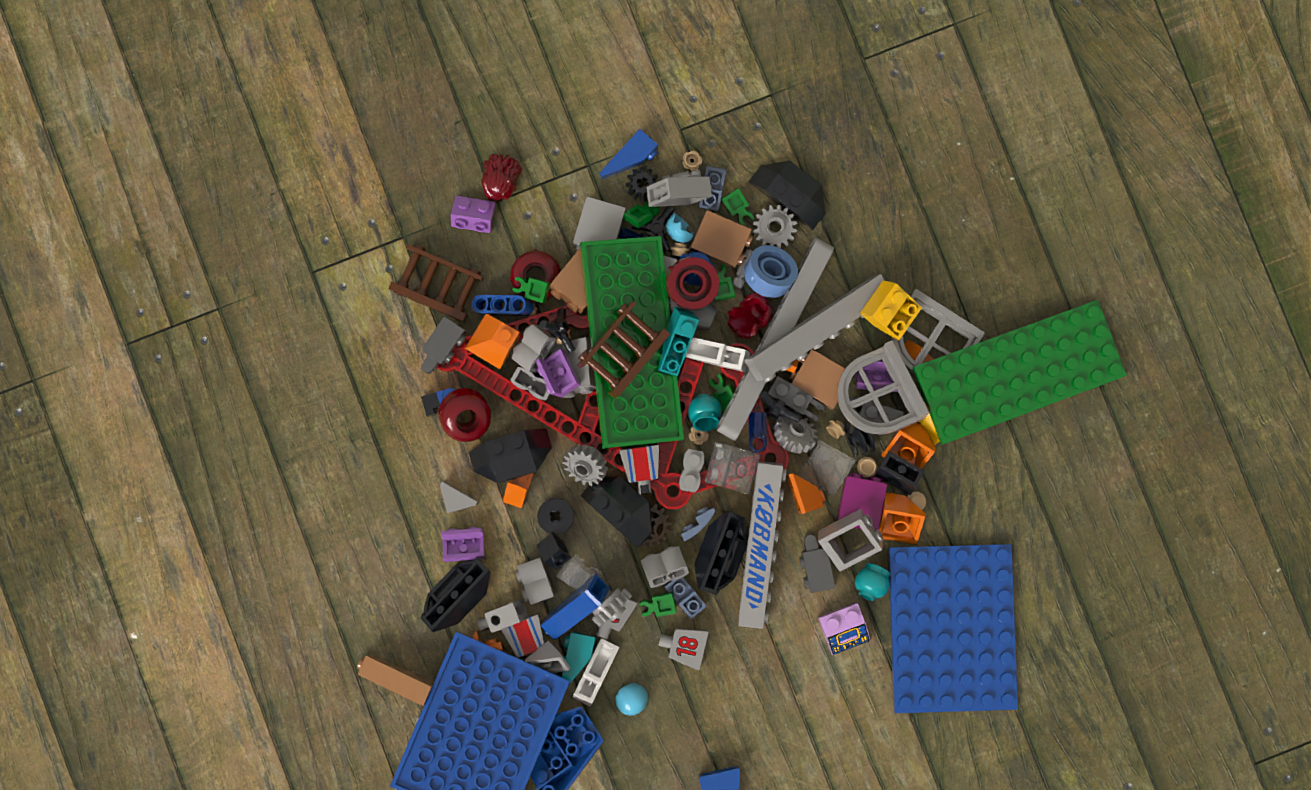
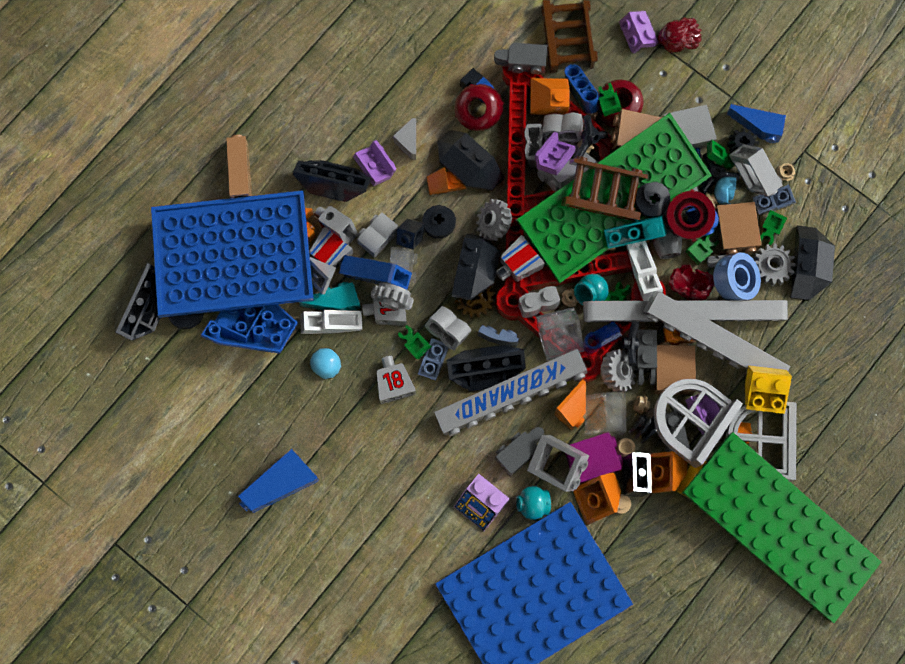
camera: 55 degrees right, 10 degrees down
(665, 309) = (659, 193): none -> black piece

